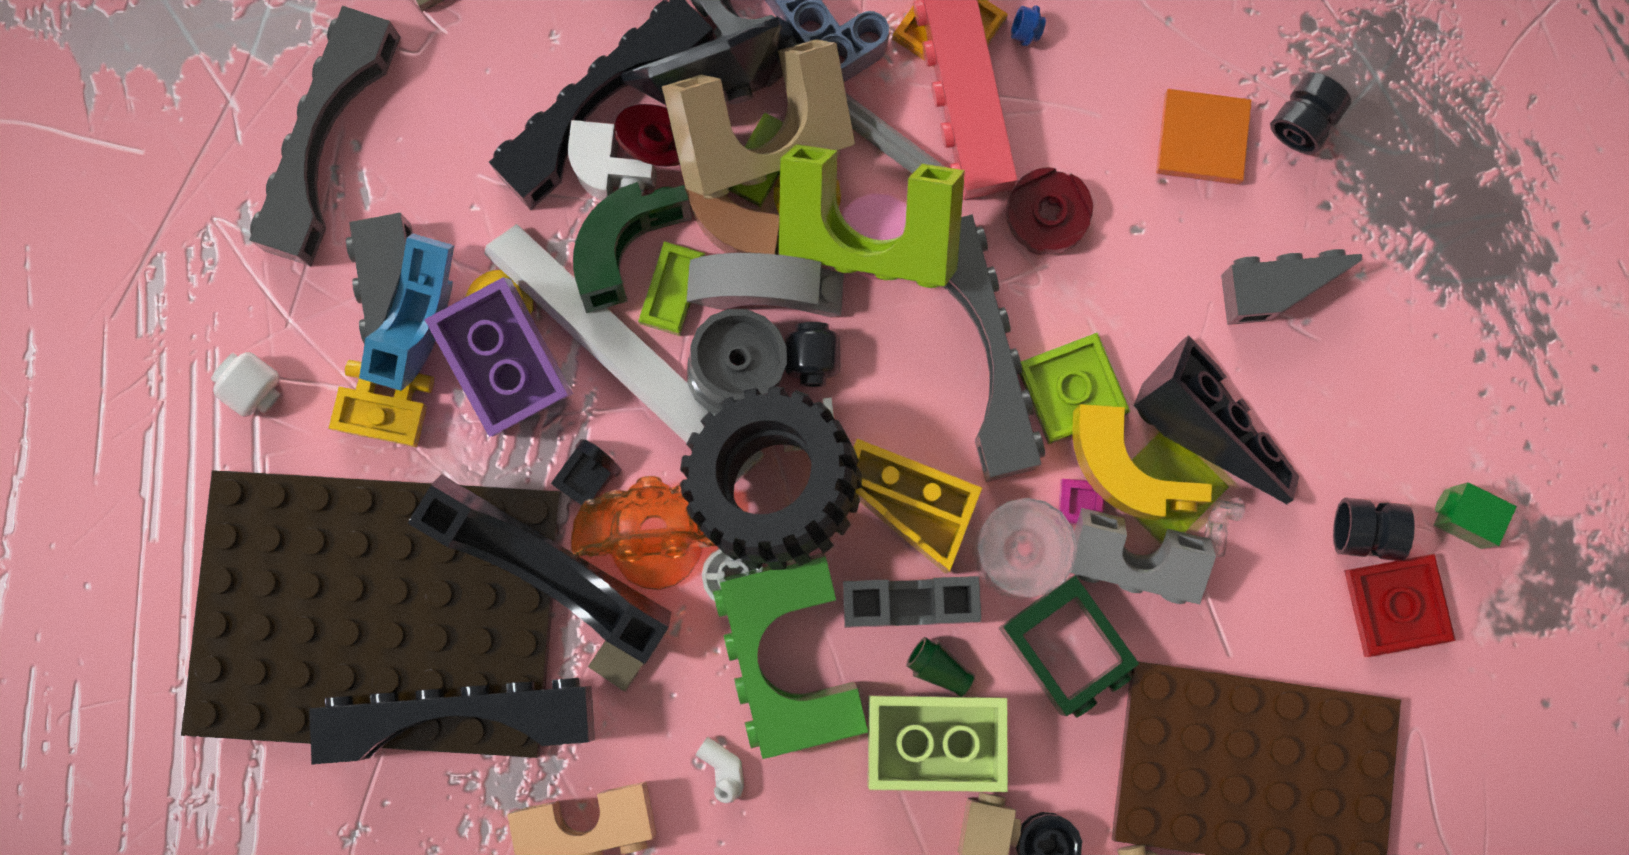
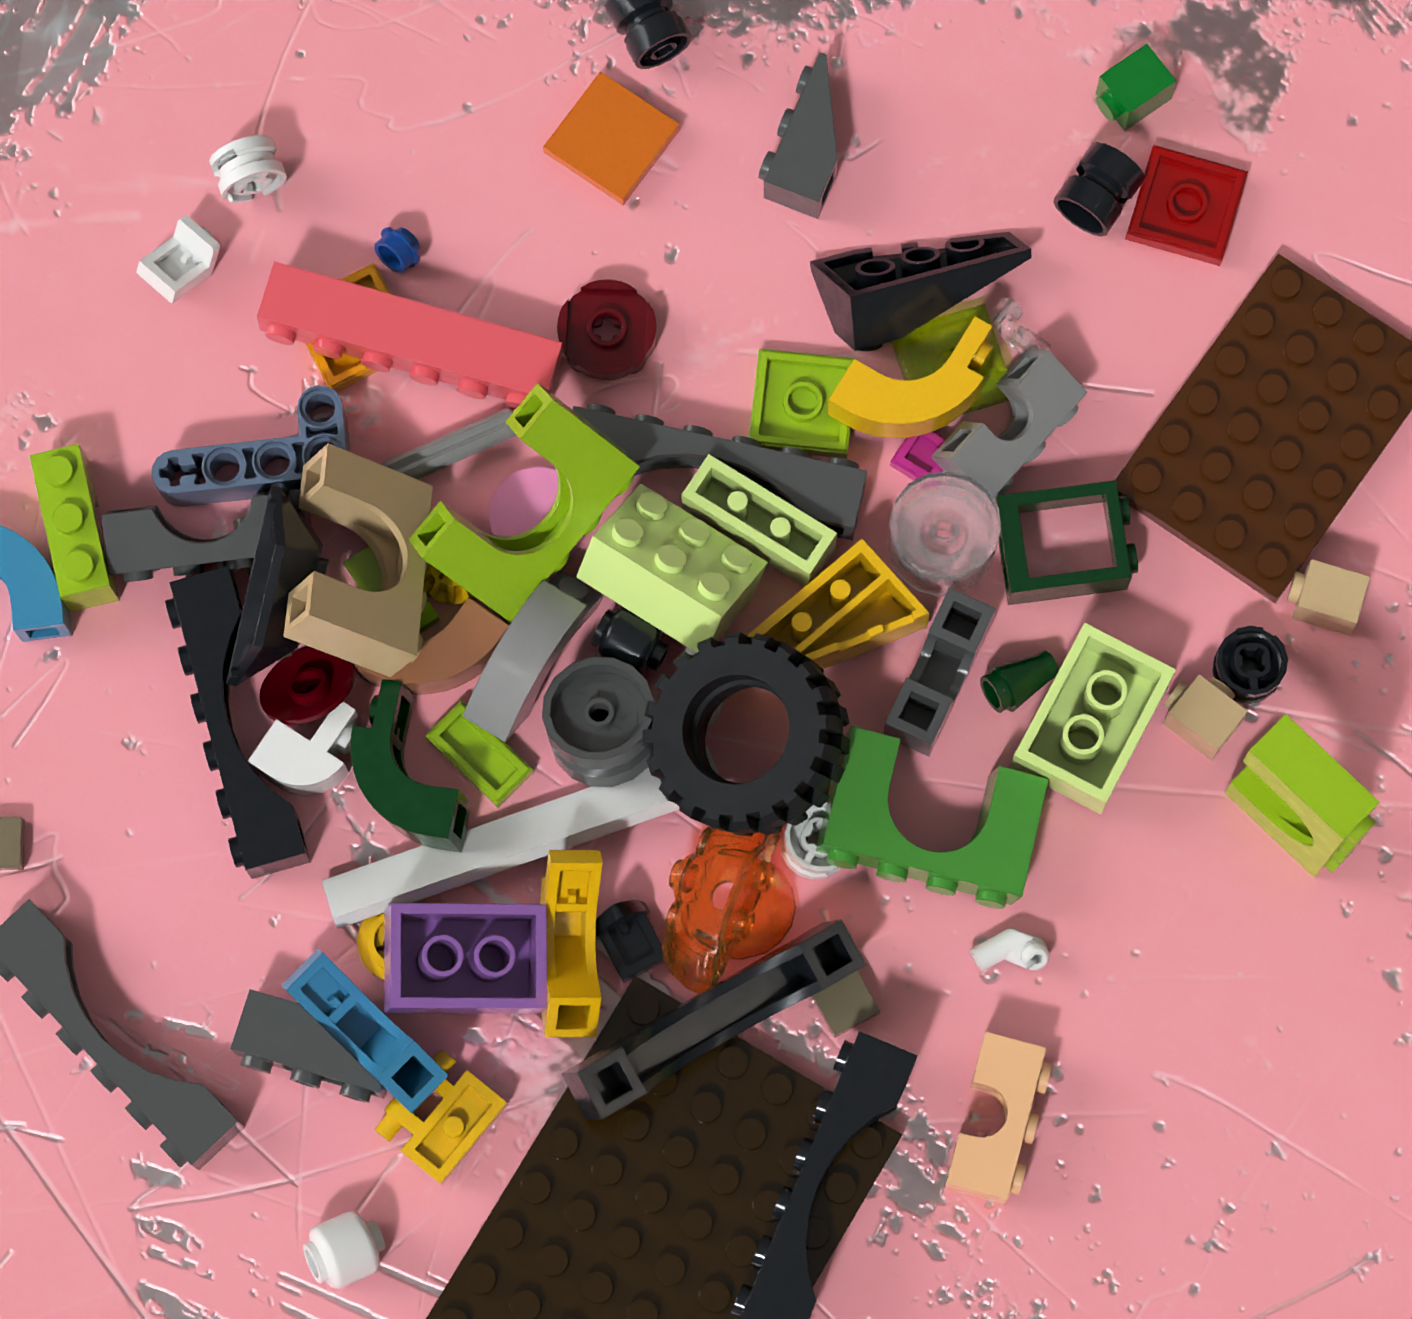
camera: 60 degrees left, 5 degrees down
(550, 430) = (571, 912): none -> yellow arch
(882, 354) = (671, 568): none -> yellowish green brick
(957, 401) = (759, 521): none -> yellowish green brick

